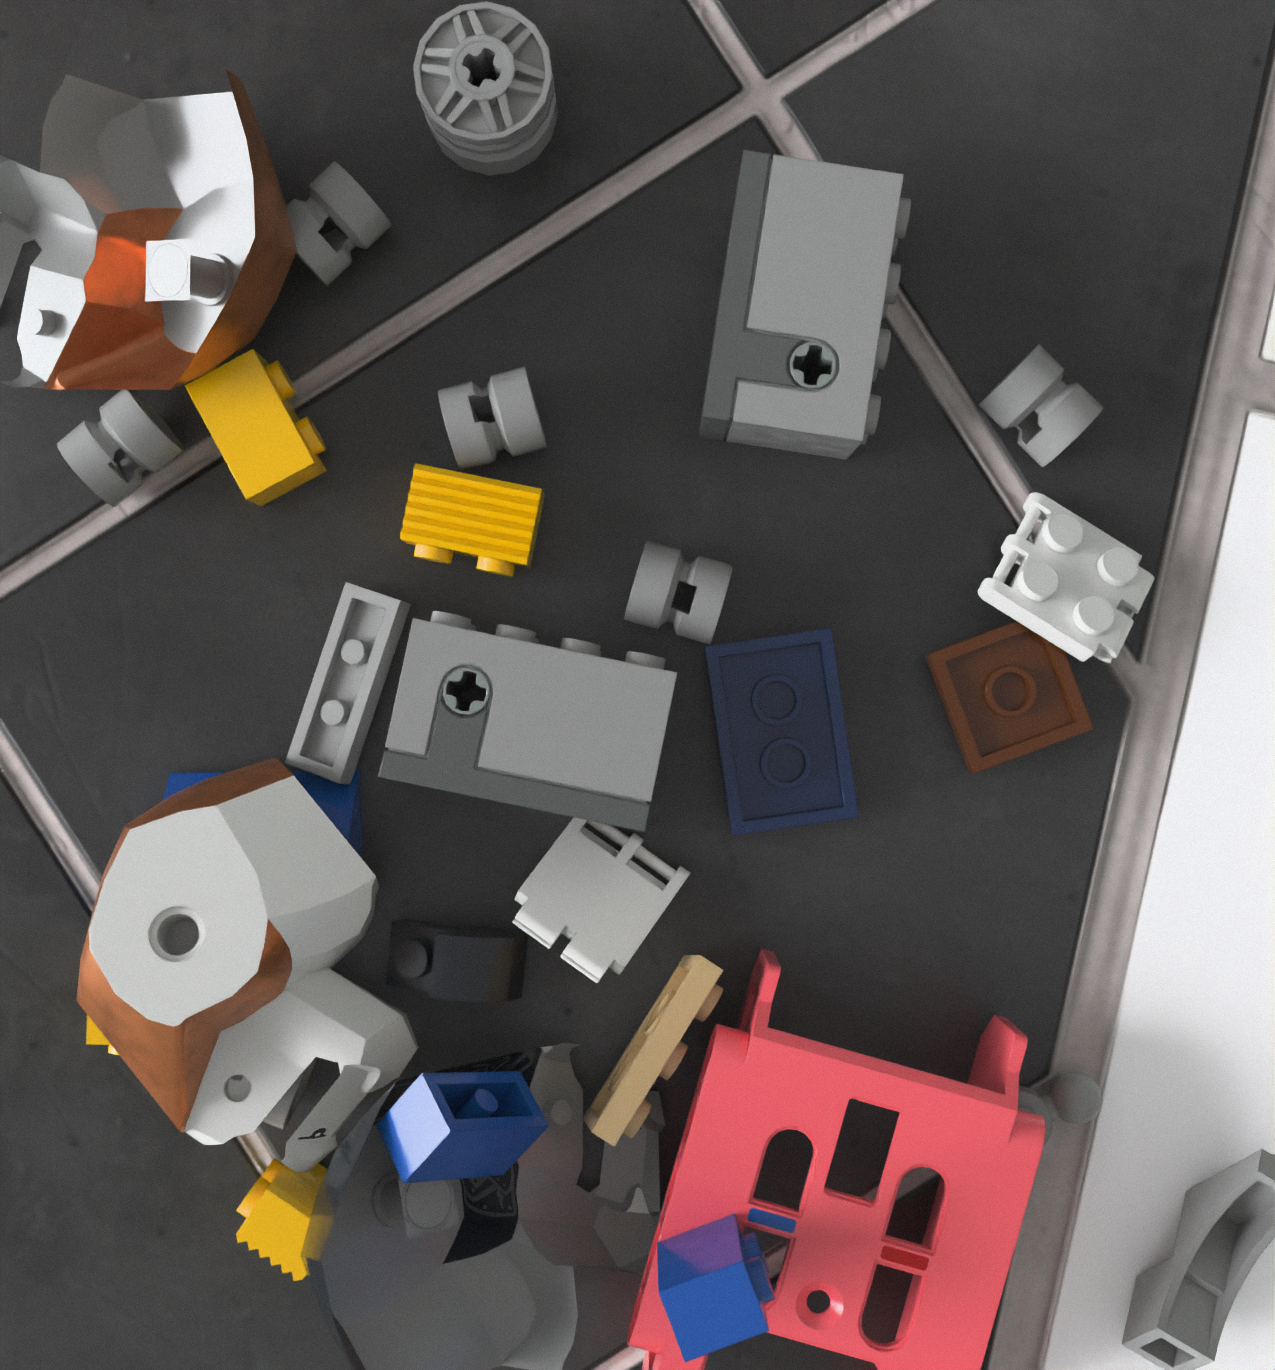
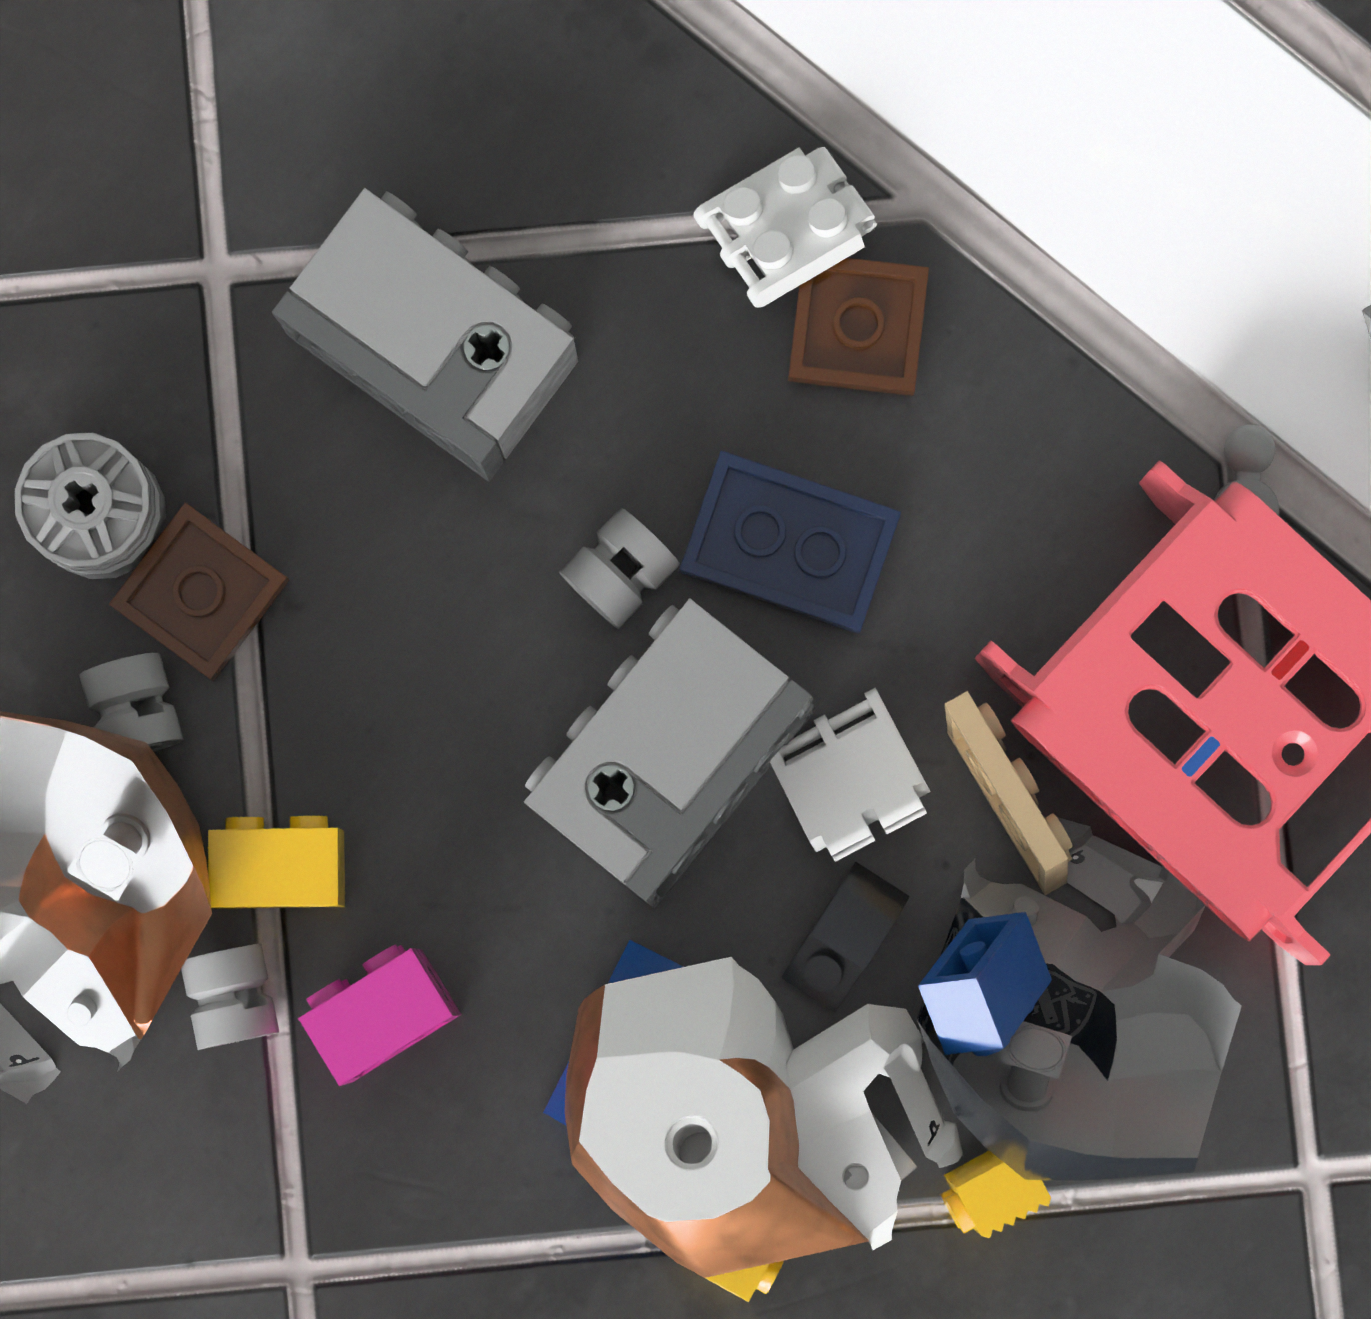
camera: 60 degrees left, 5 degrees down
(165, 589) = (378, 1015): none -> dark pink brick
(347, 683) = (546, 904): light grey plate -> none
(465, 230) = (199, 592): none -> reddish brown plate
(471, 518) = (459, 717): yellow brick -> none
(515, 413) = (386, 630): light grey wheel -> none
(713, 1286) = (1218, 821): blue brick -> none
(1041, 406) = (621, 168): light grey wheel -> none

